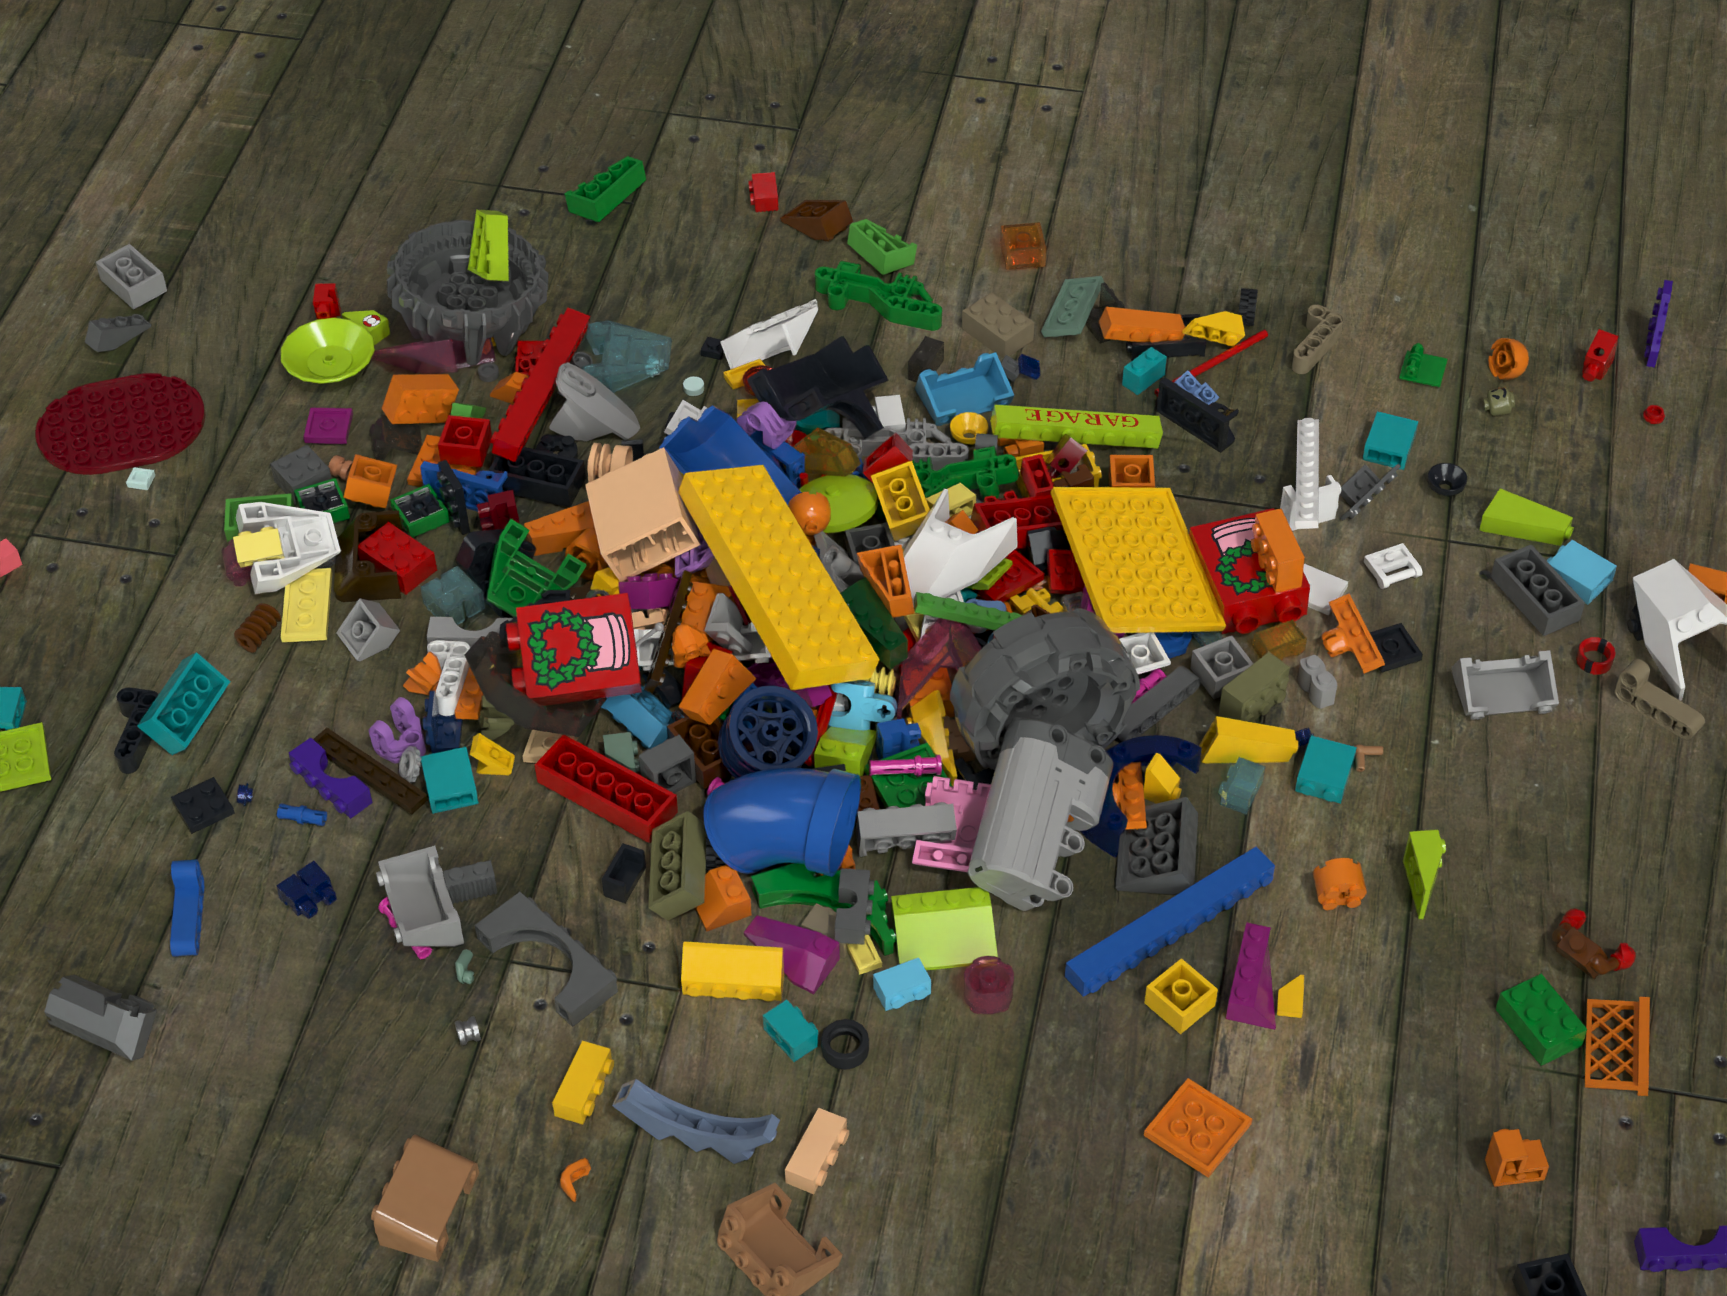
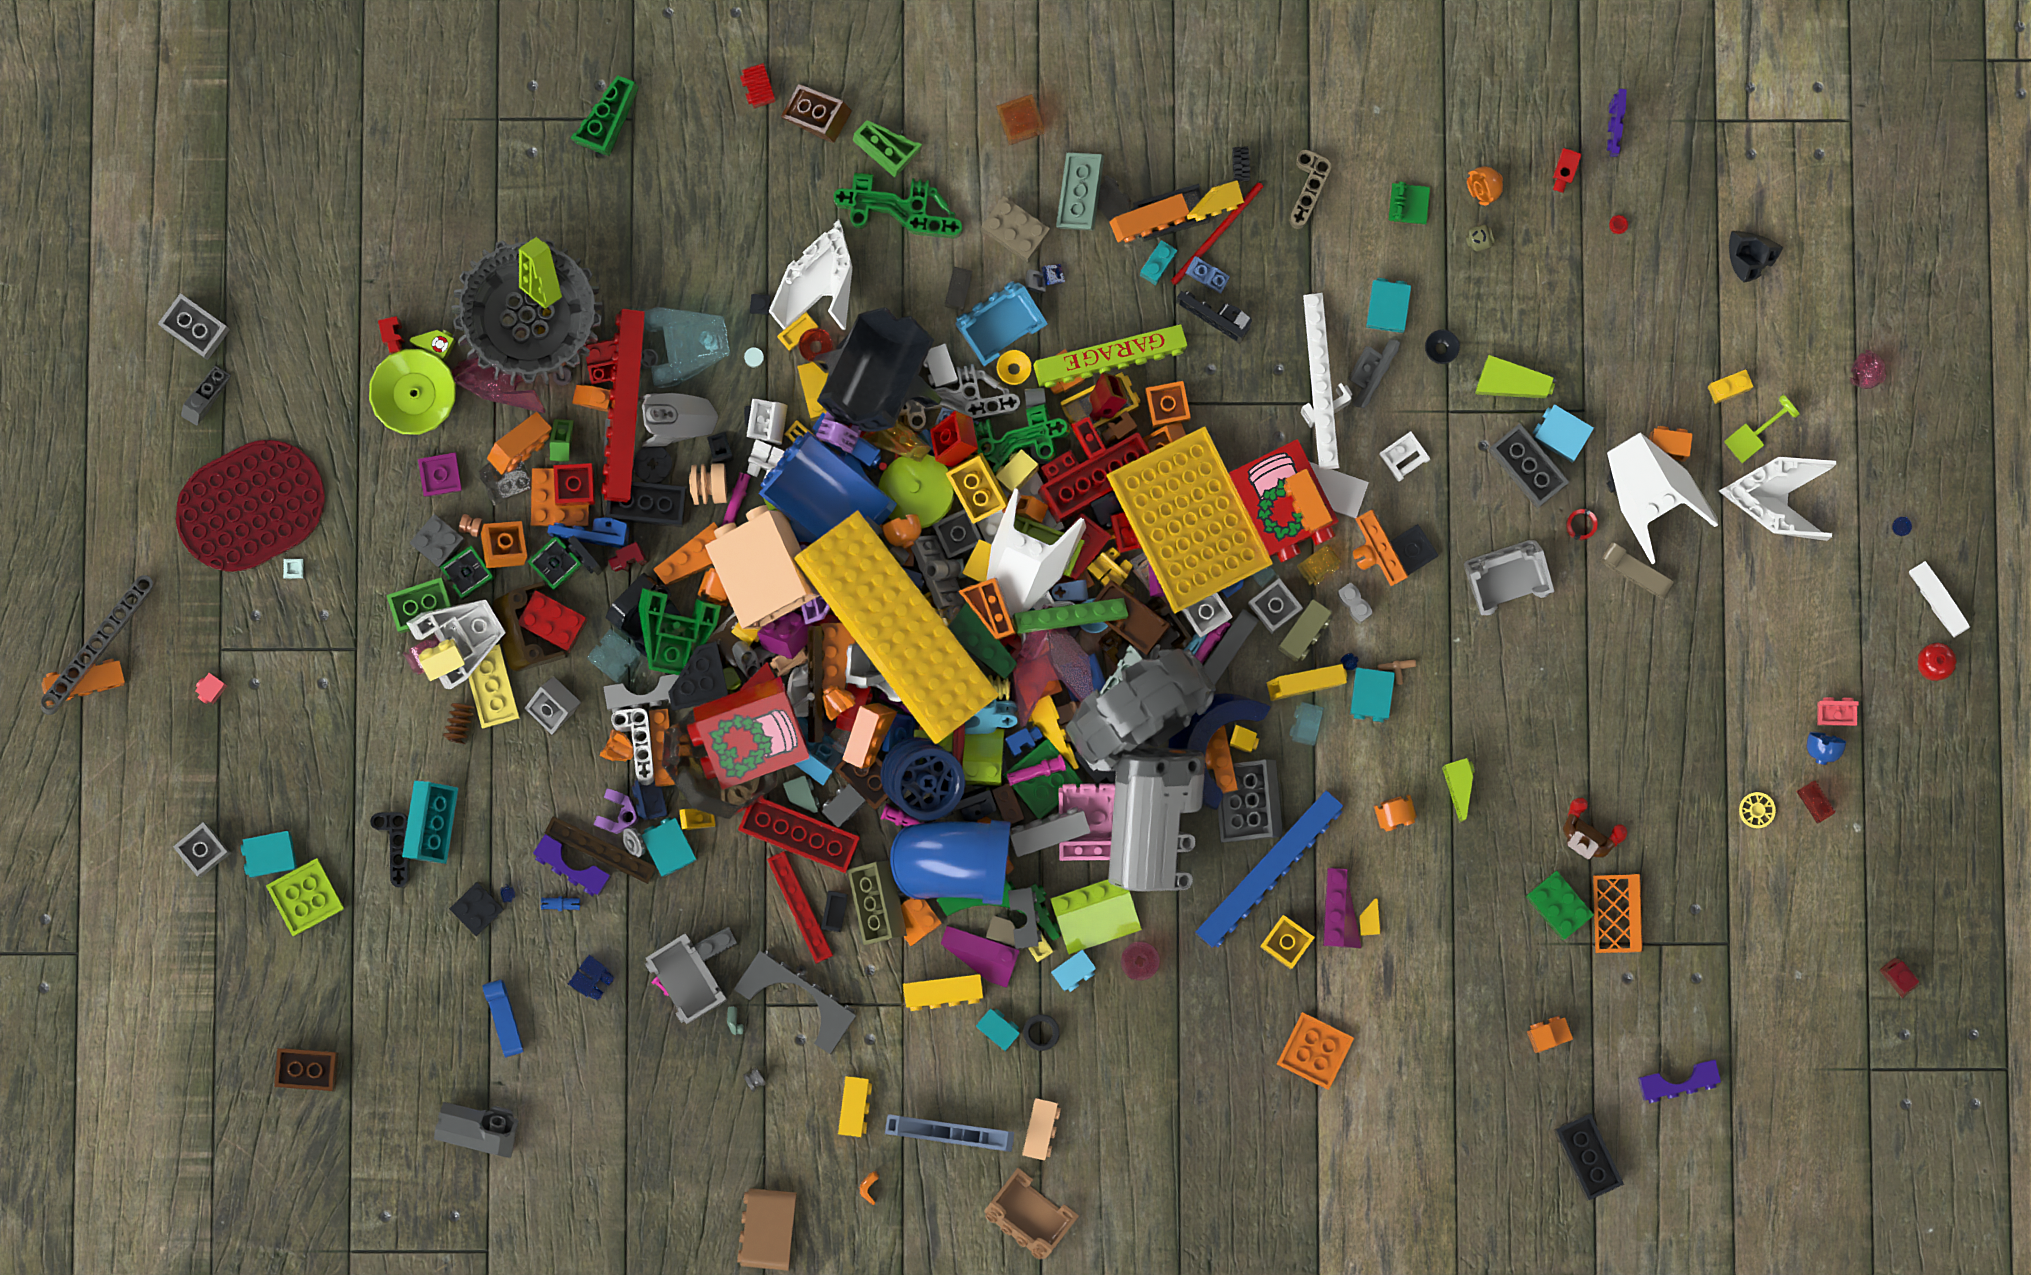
camera: 10 degrees left, 35 degrees up
(584, 868) = (800, 907): none -> red tile

